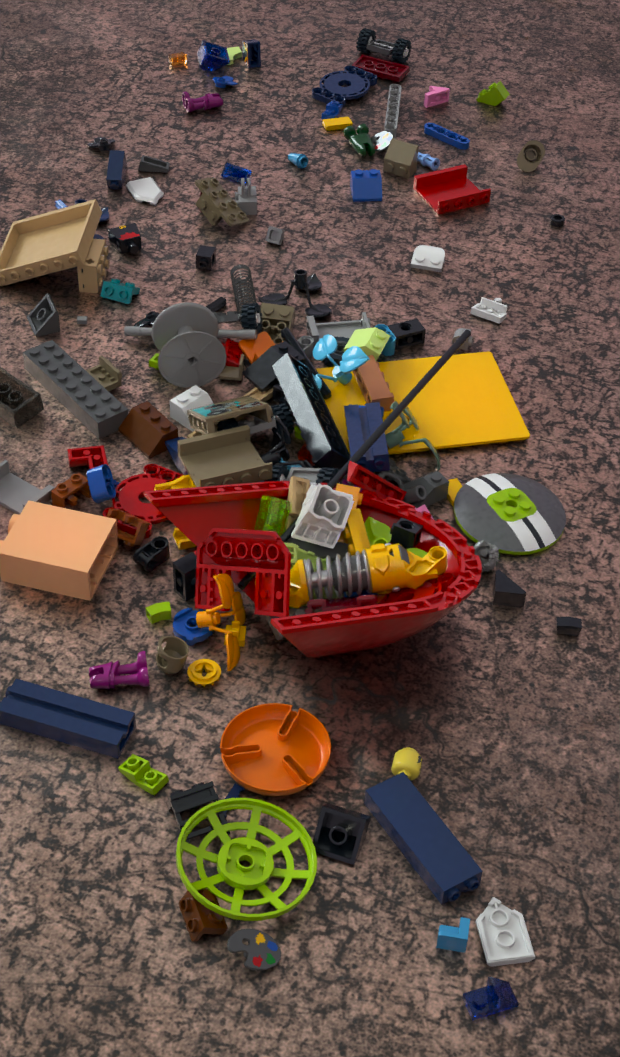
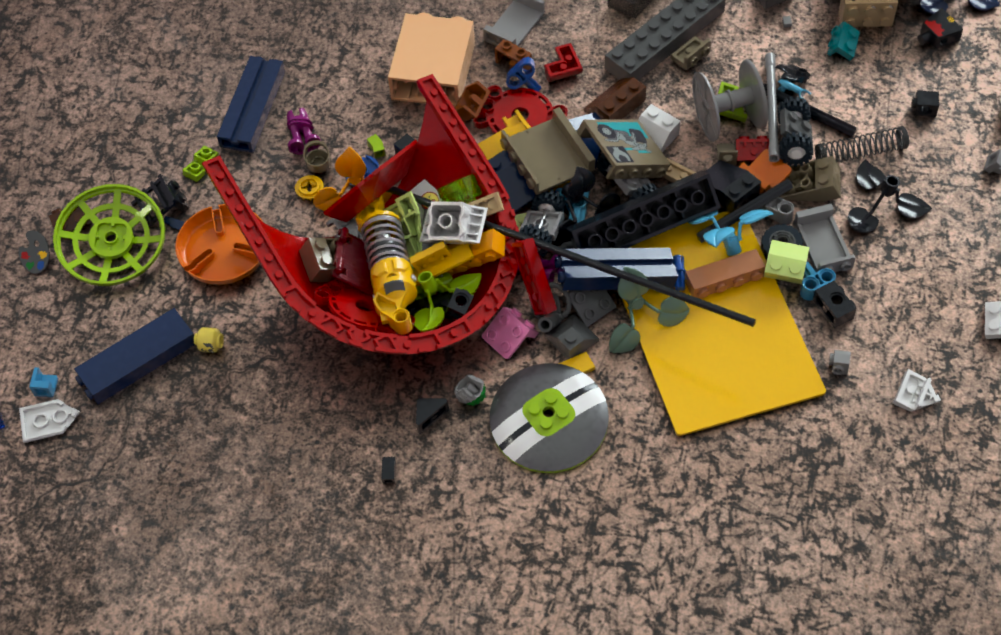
camera: 90 degrees right, 15 degrees up
(340, 833) = (141, 298): black slope -> none

